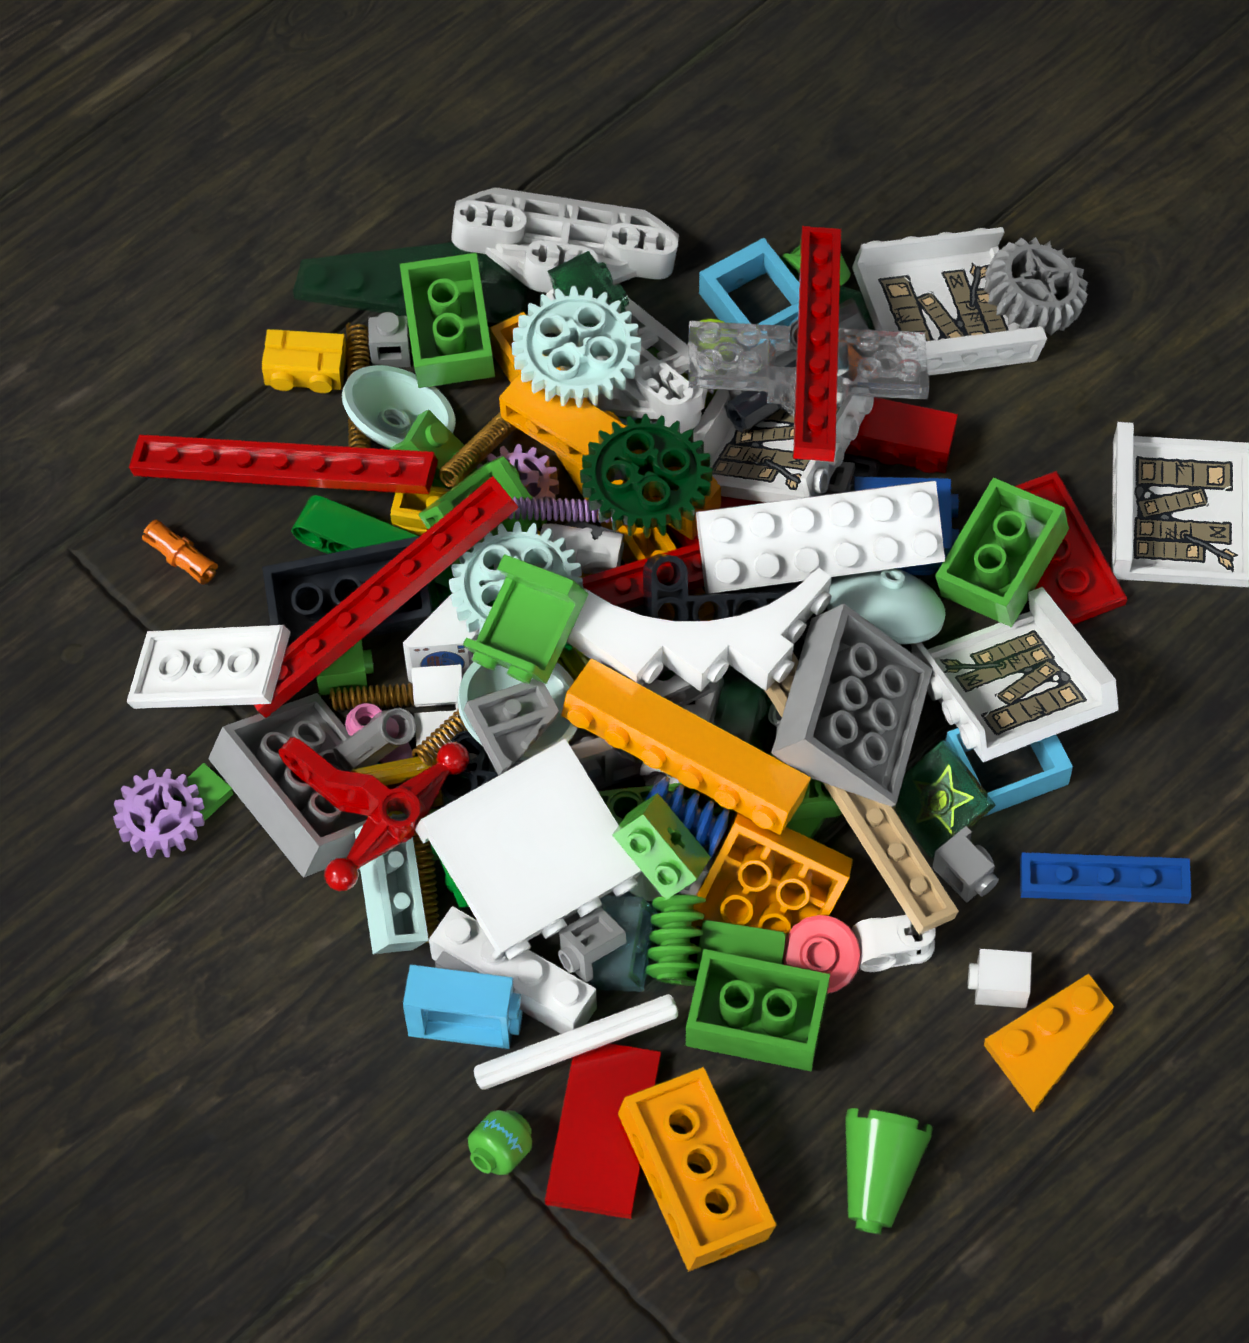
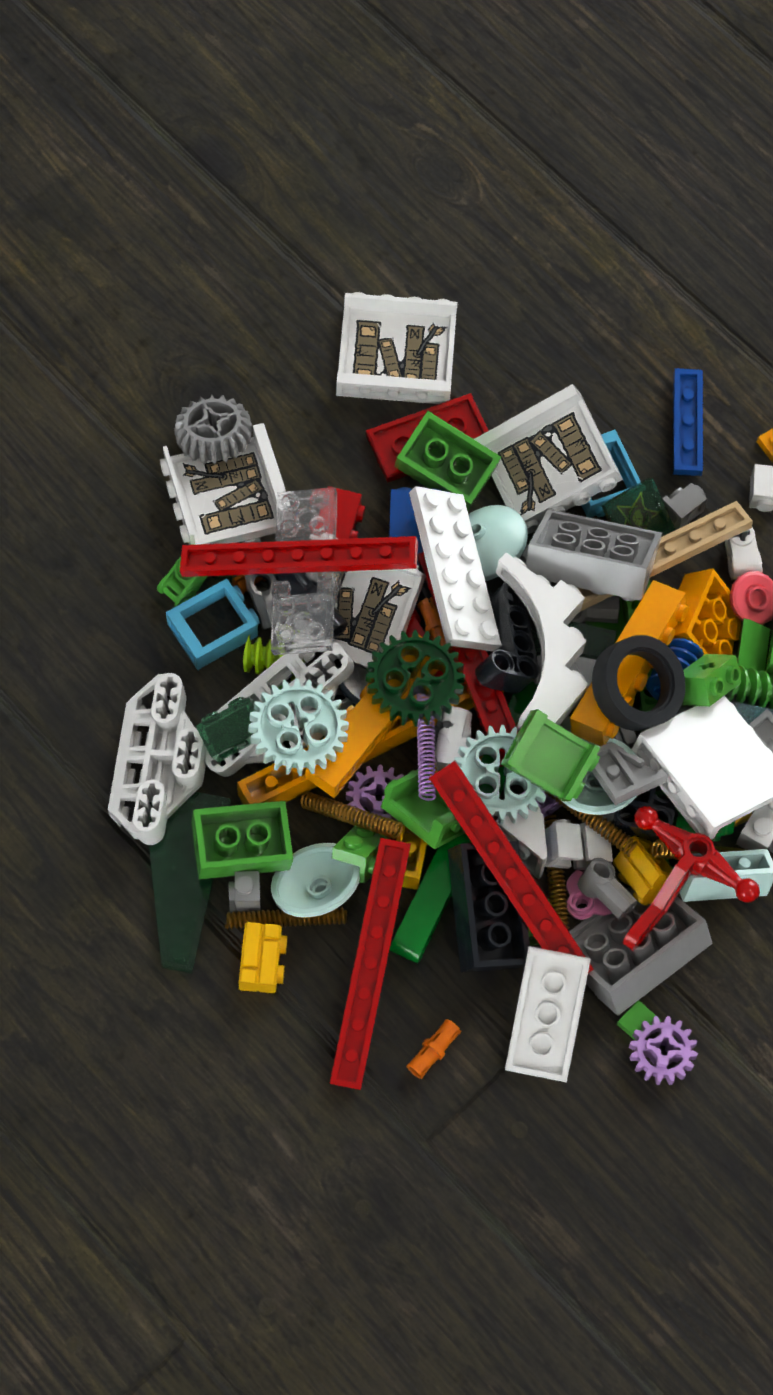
camera: 95 degrees left, 5 degrees up
(585, 719) = (669, 673): none -> black tyre

